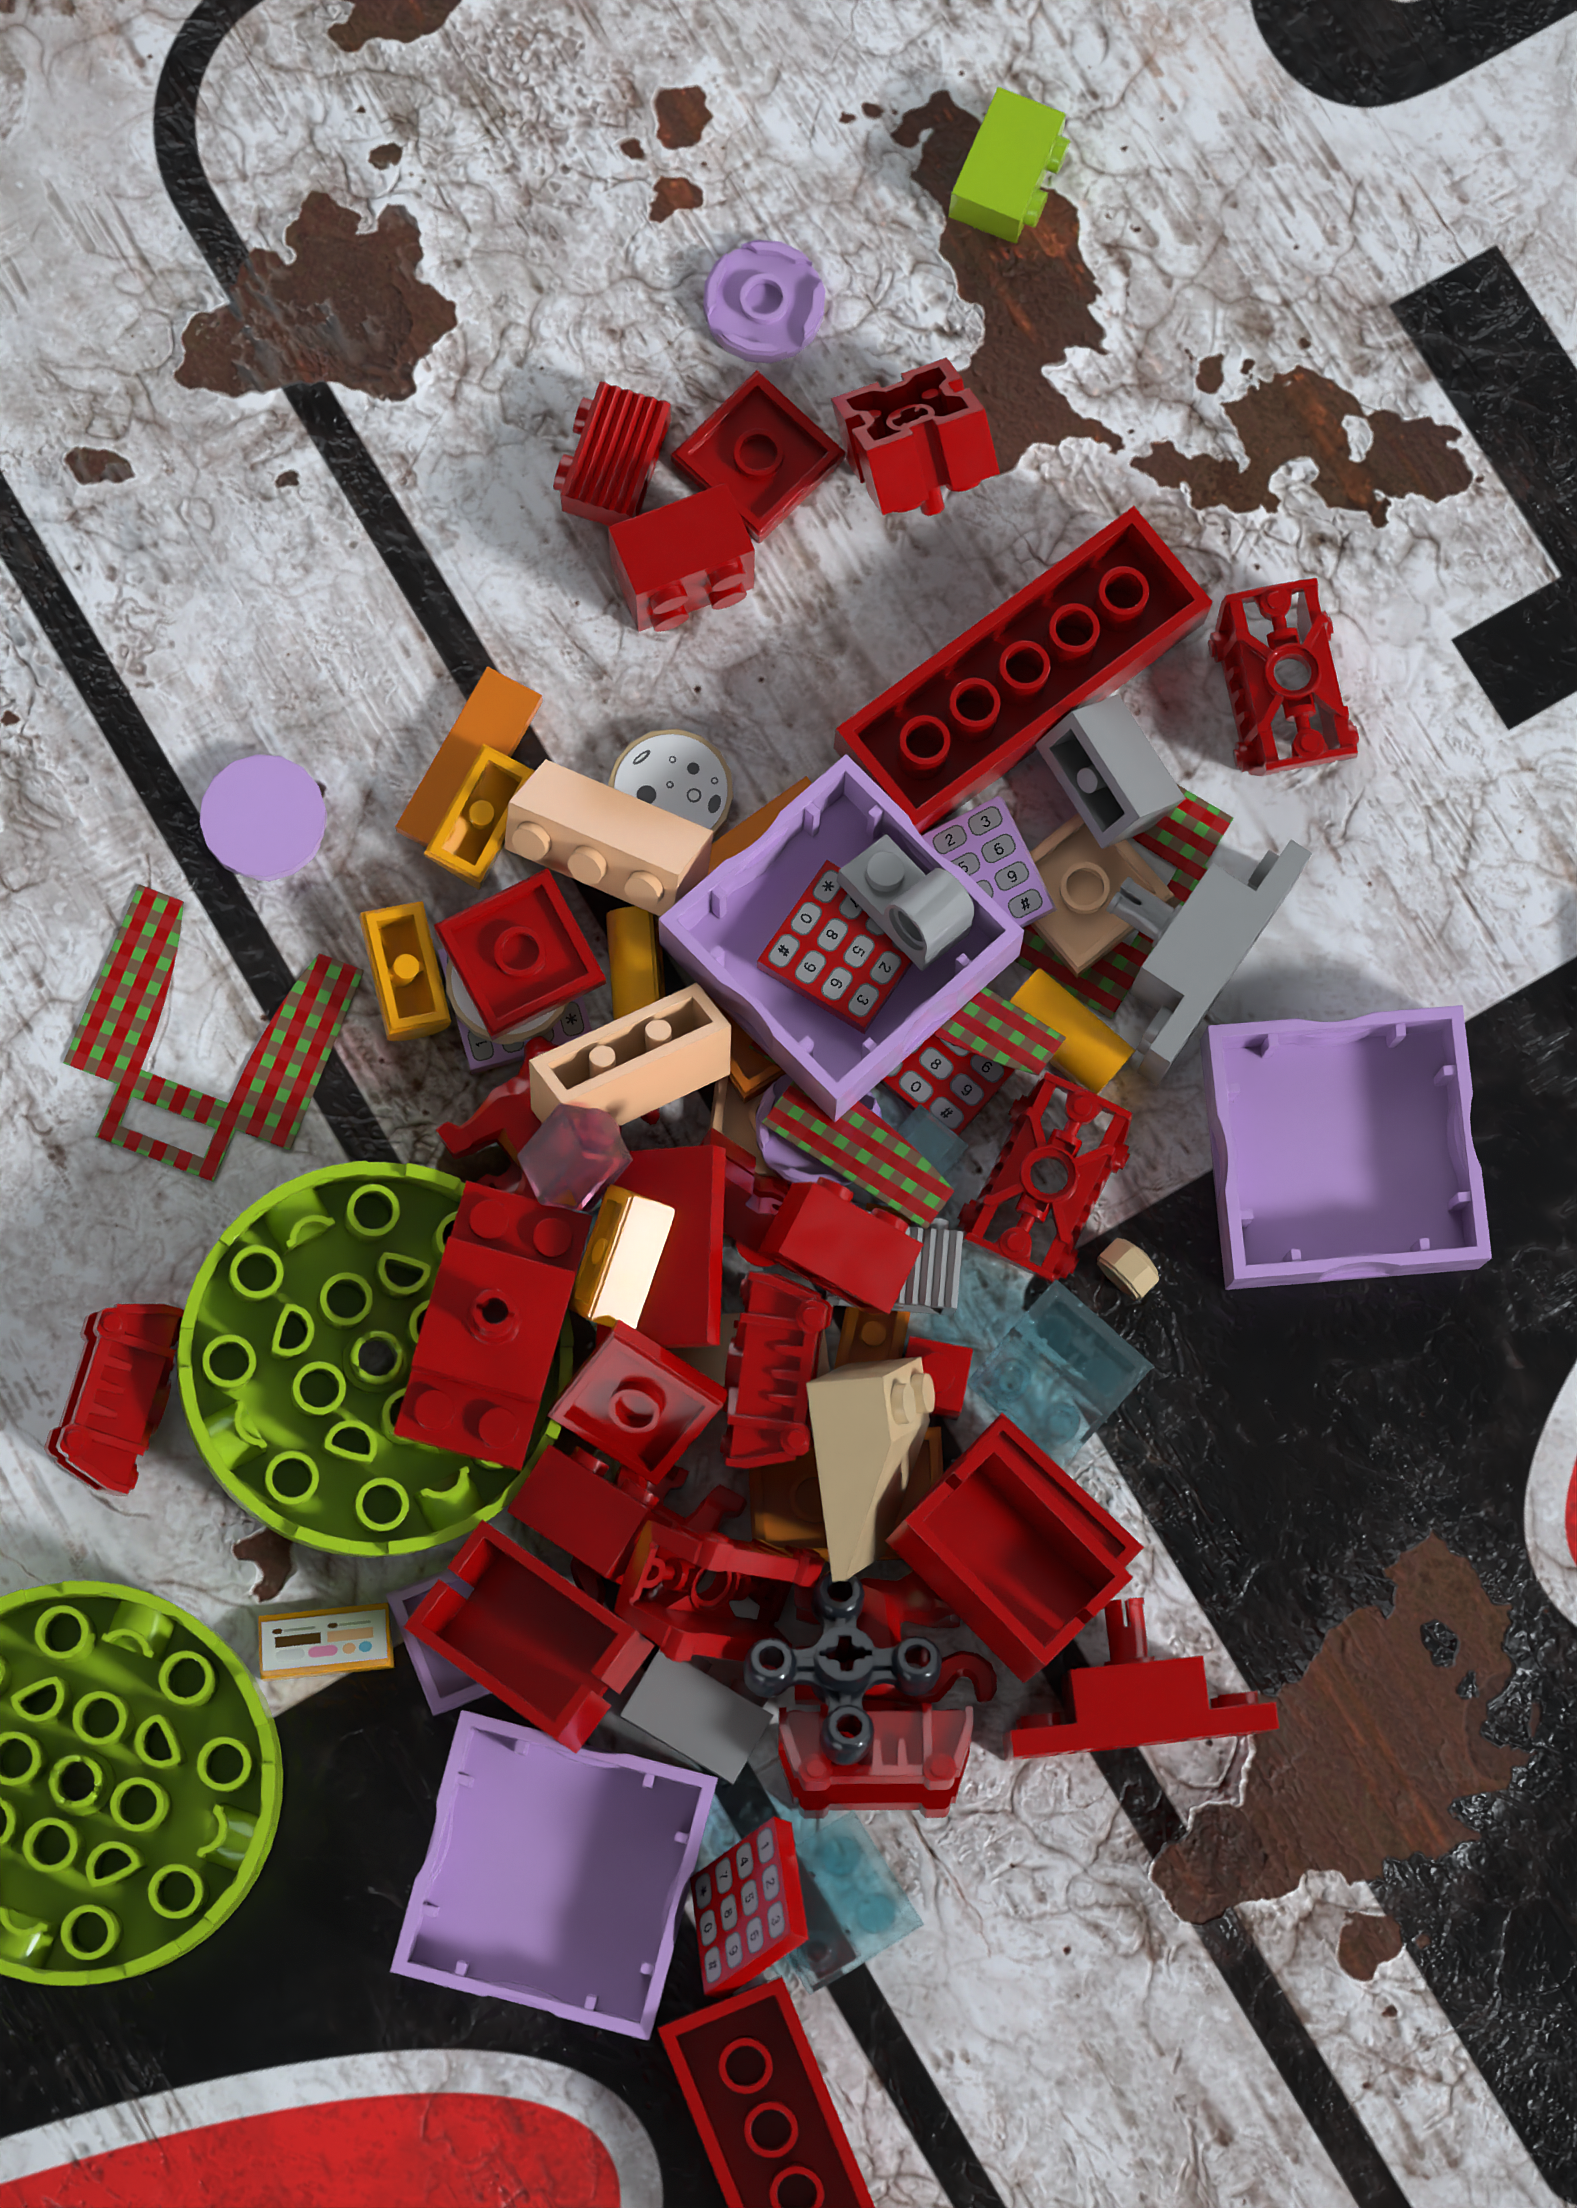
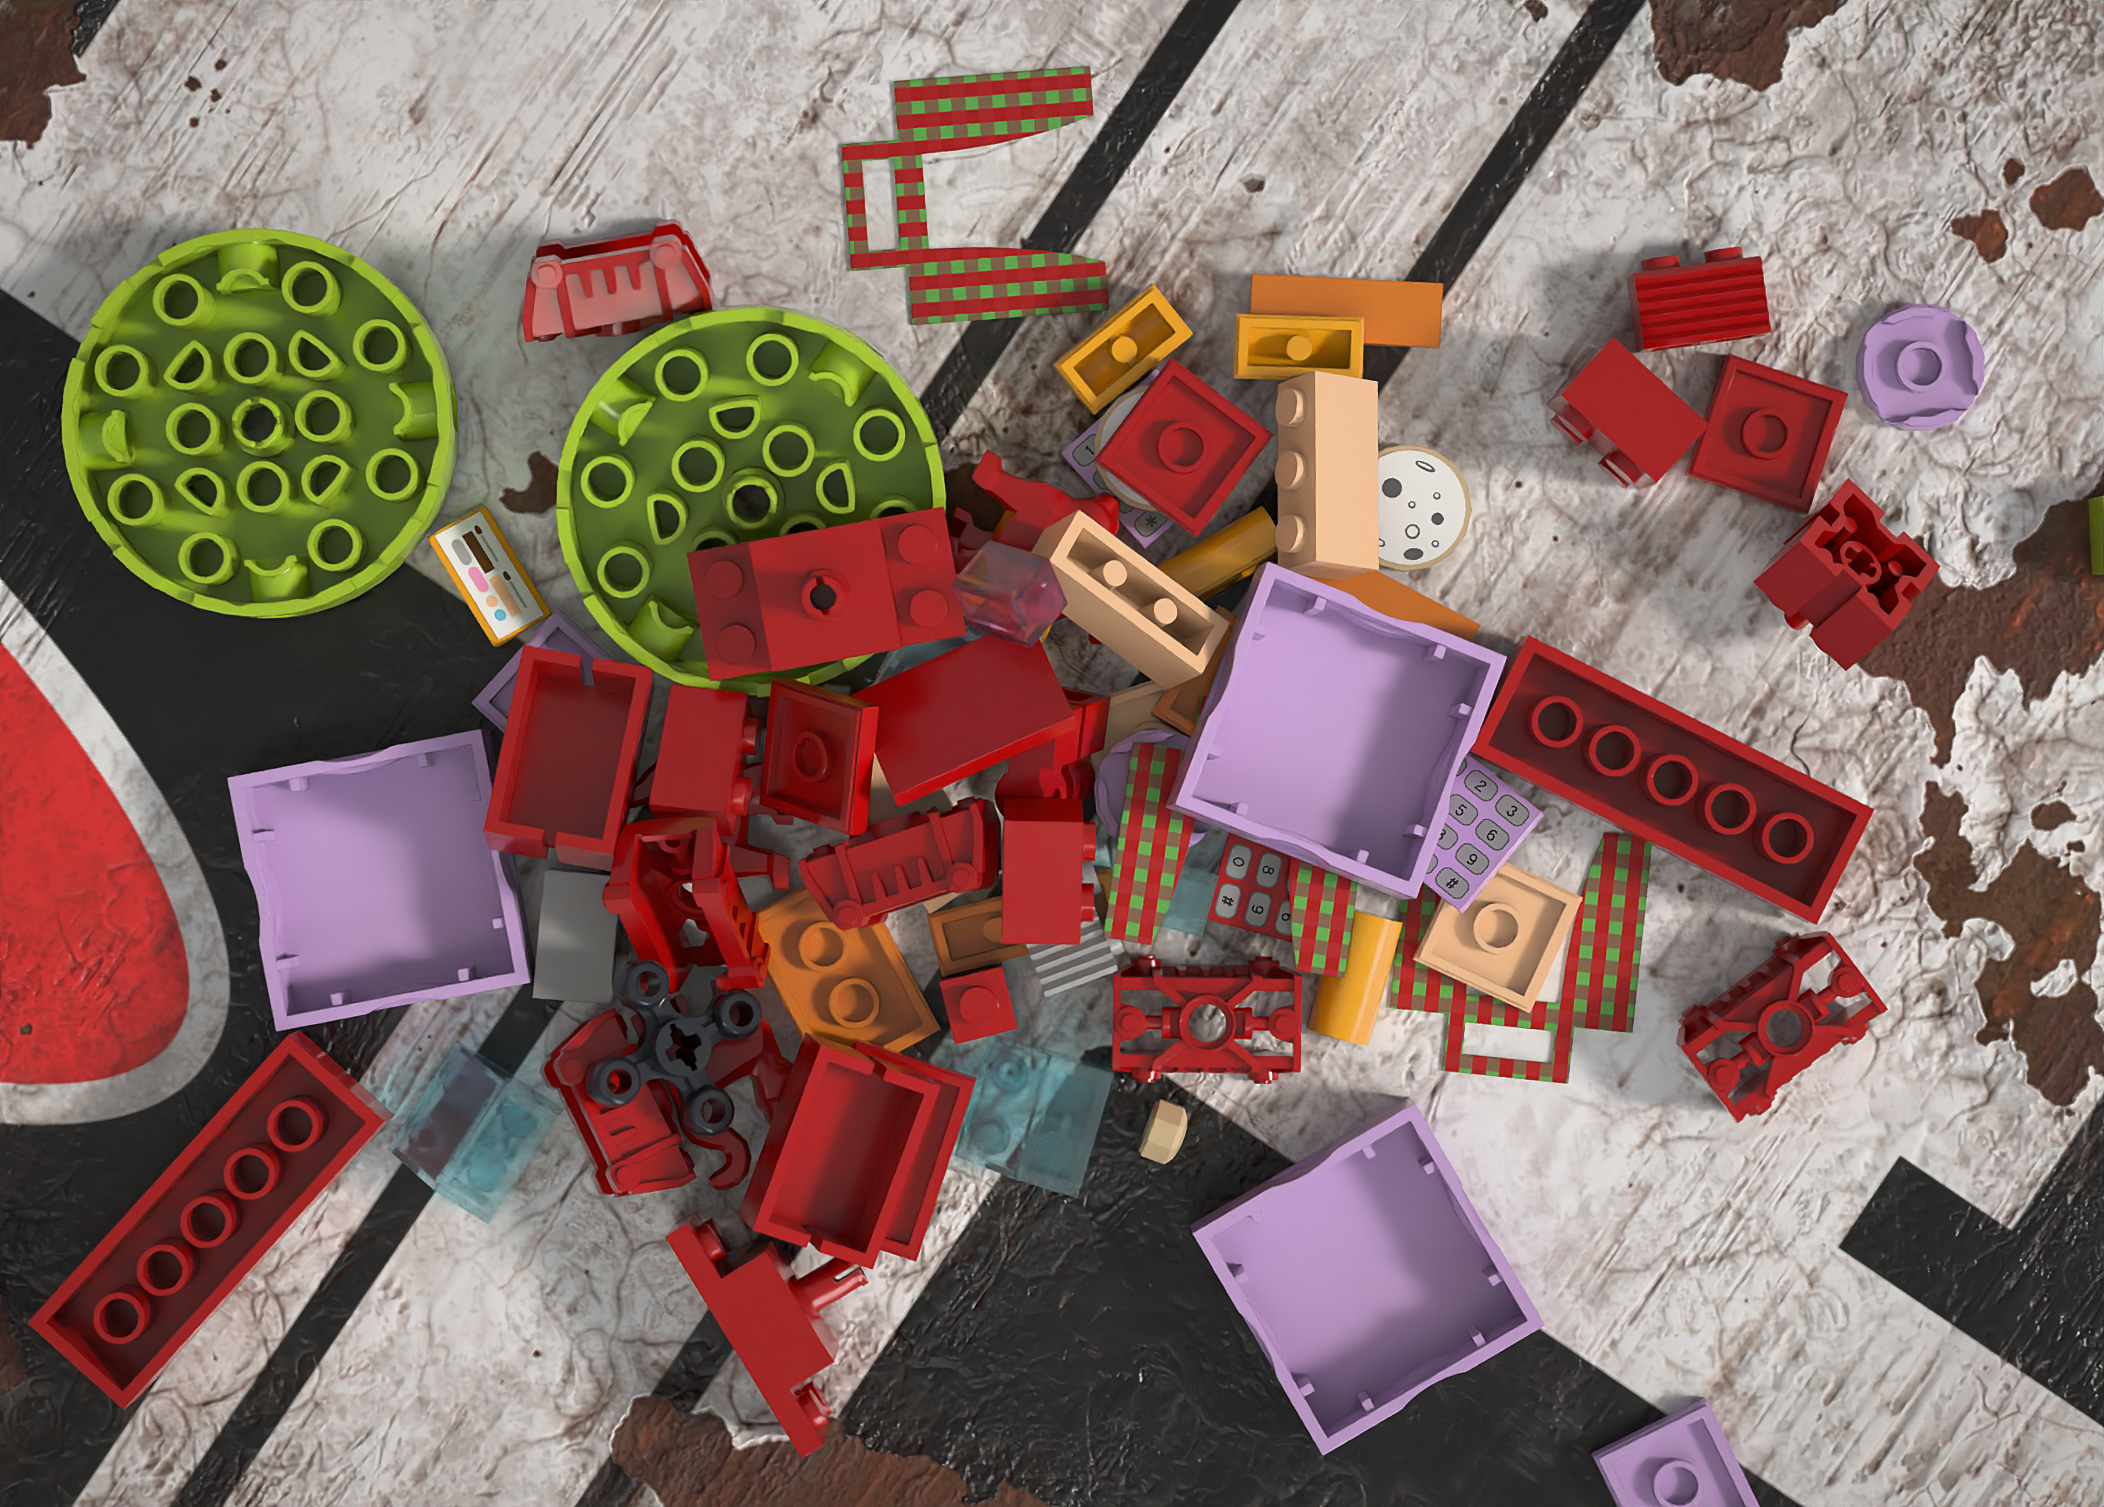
camera: 75 degrees right, 10 degrees up
(263, 817) = (1204, 148): lavender tile -> none
(621, 1258) = (937, 679): slope -> none
(748, 1908) = (429, 1063): tile -> none
(835, 953) = (1330, 739): tile -> none
(866, 1444) = (882, 974): tan slope -> none
(914, 909) = (1391, 786): light grey plate -> none
(1110, 771) = (1614, 902): light grey brick -> none
(1199, 946) = (1485, 1062): light grey brick -> none

